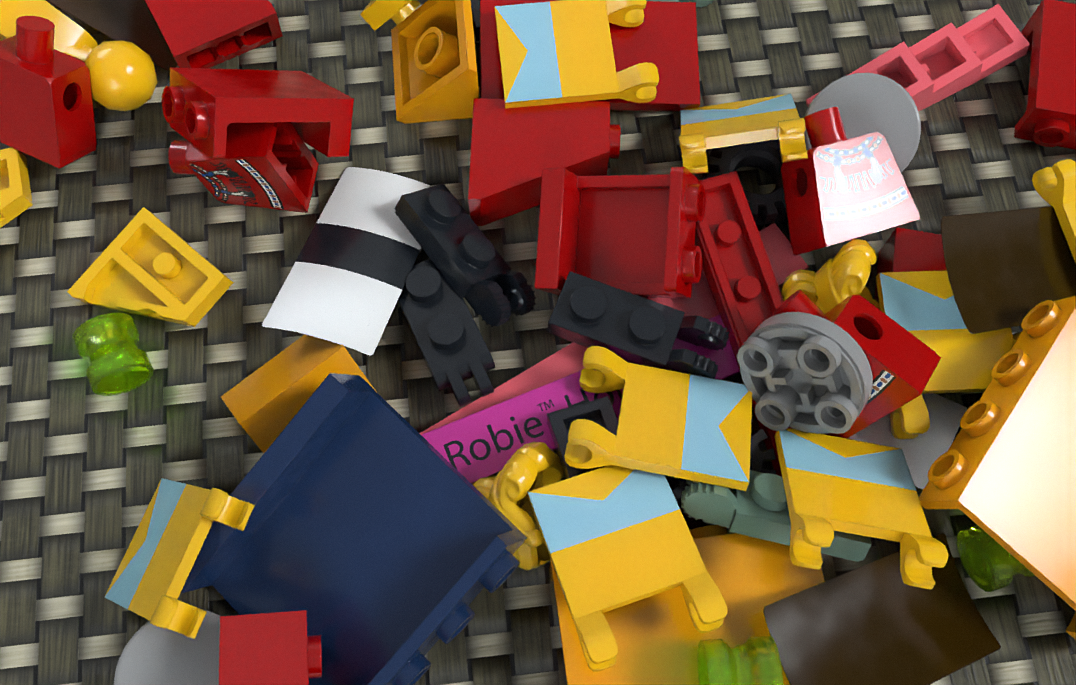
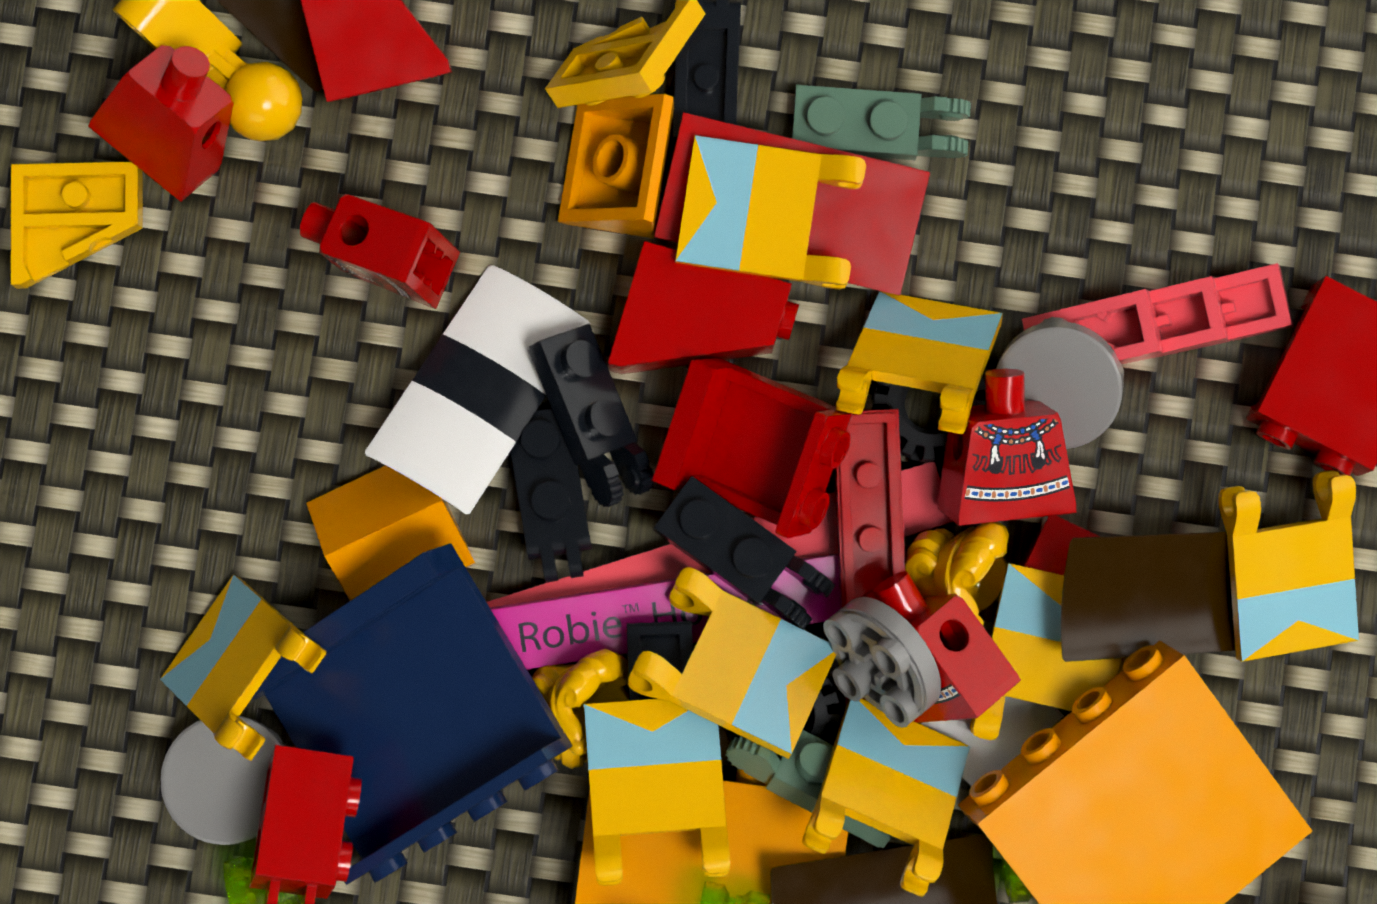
camera: 15 degrees right, 15 degrees up
(112, 354) = (206, 433): clear neon green wheel -> none
(152, 275) = (261, 350): yellow wing -> none
(207, 100) = (407, 204): red panel -> none

